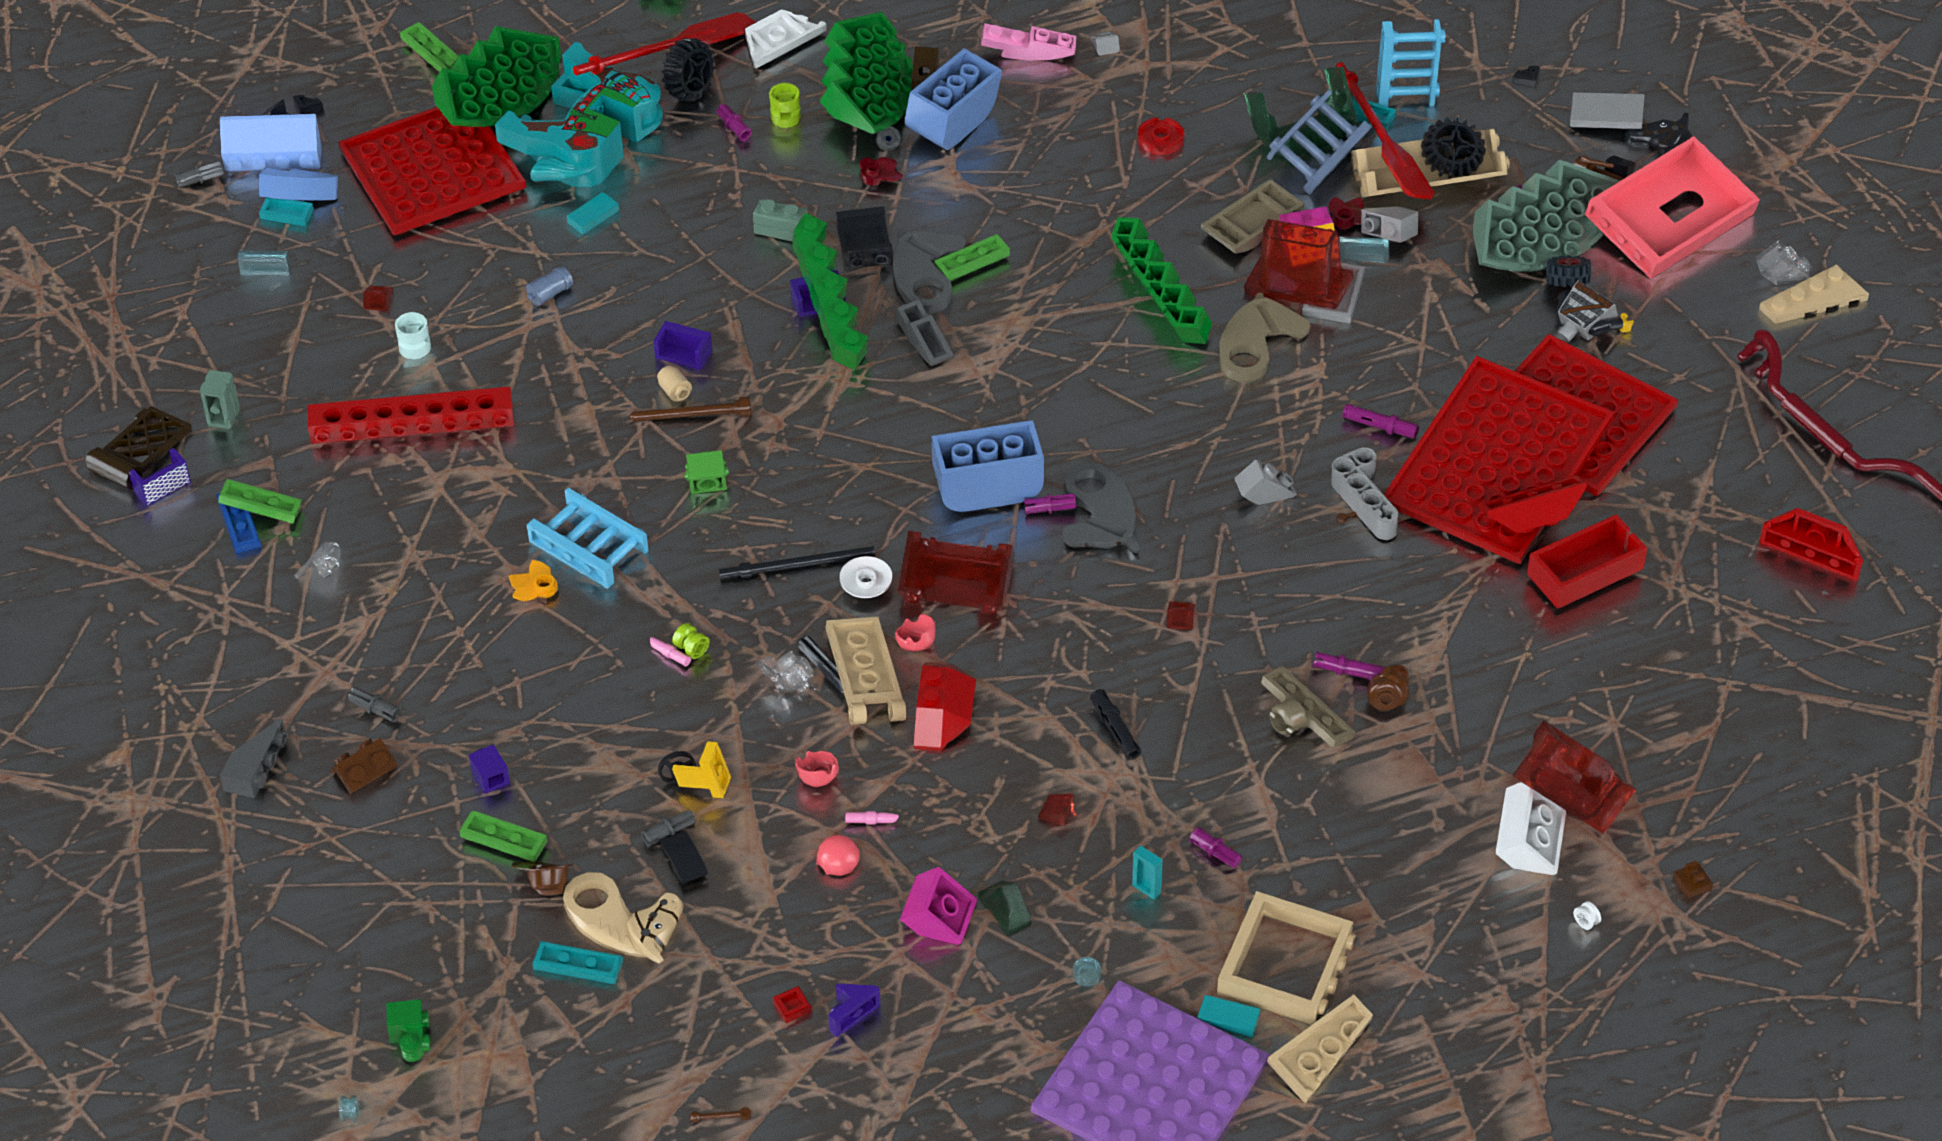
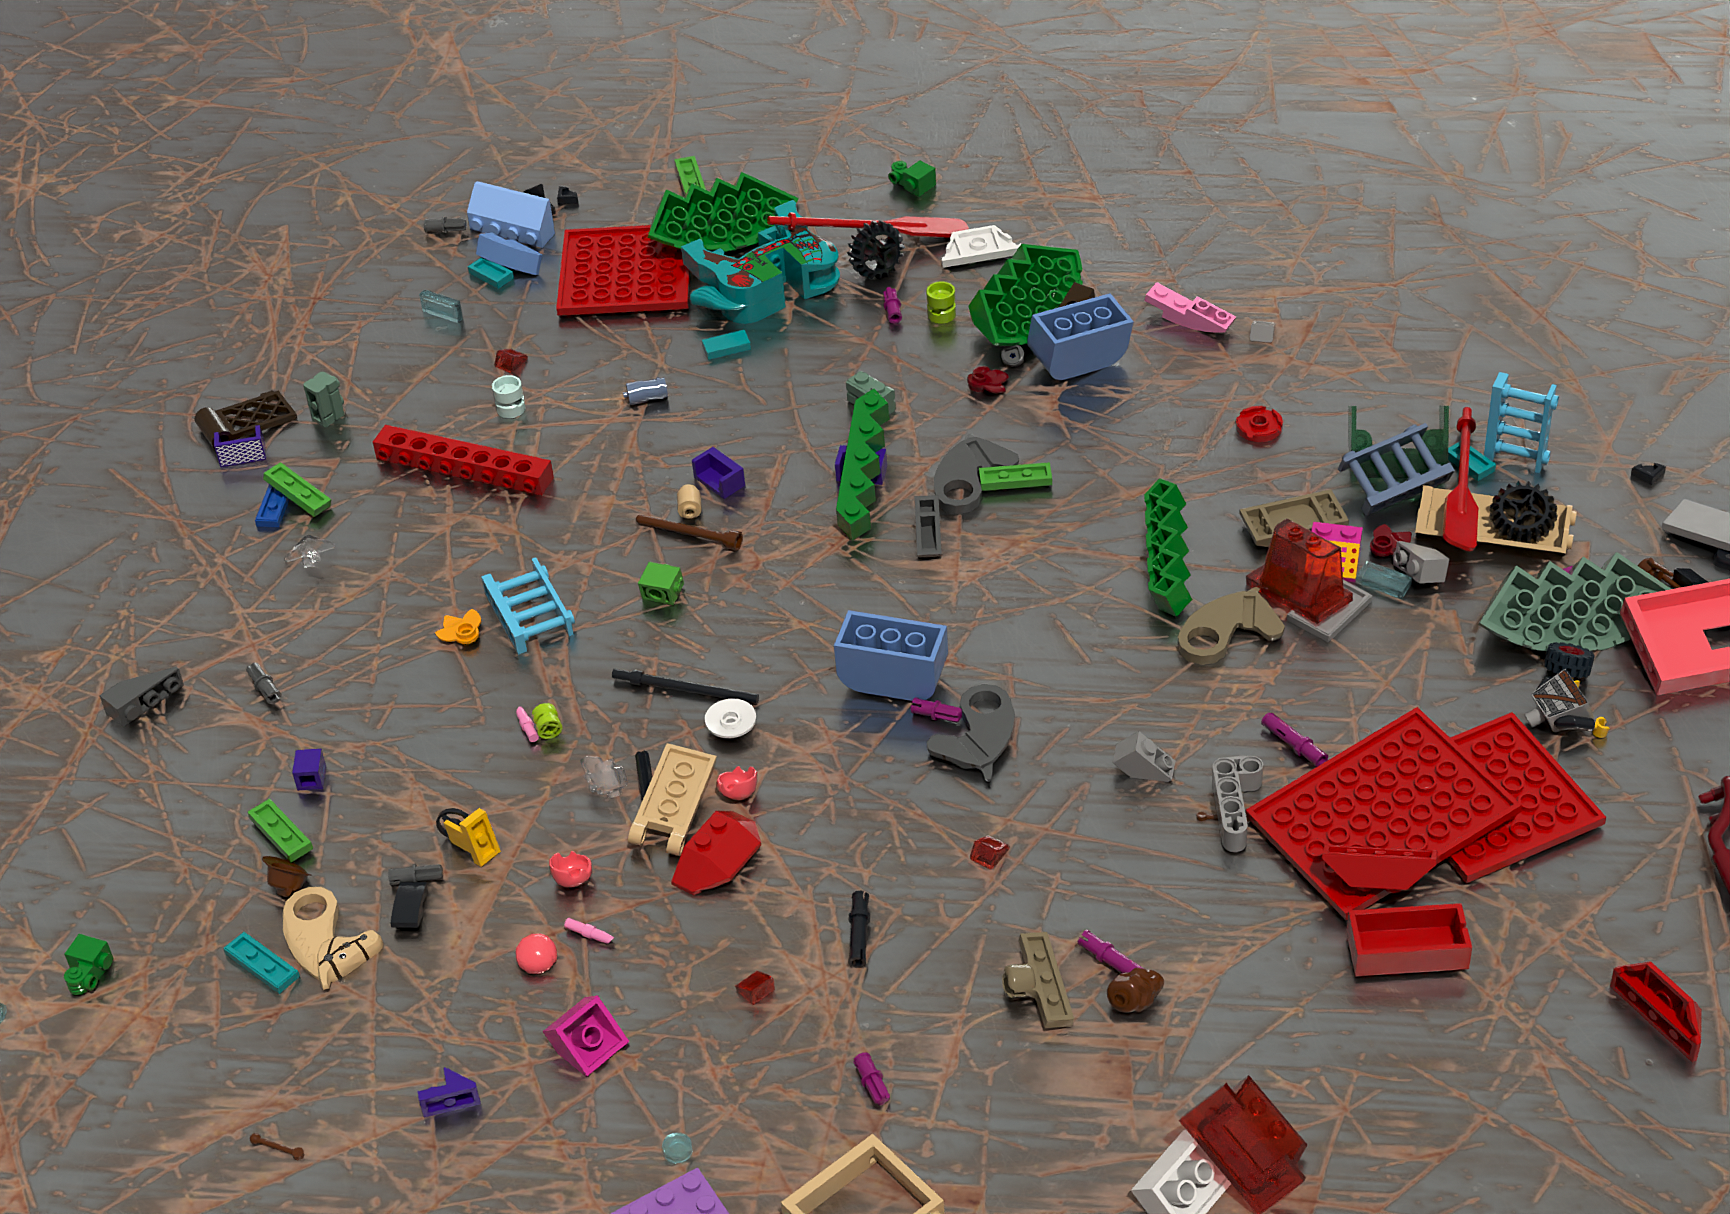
camera: 30 degrees right, 5 degrees down
(364, 766) = (217, 730): reddish brown bracket -> none
(792, 1004) = (405, 1071): red tile -> none
(864, 238) = (934, 431): black panel -> none
(955, 573) = (806, 741): clear red windscreen -> none
(1006, 905) = (648, 1058): clear green slope -> none
(1147, 872) = (784, 1075): teal tile -> none

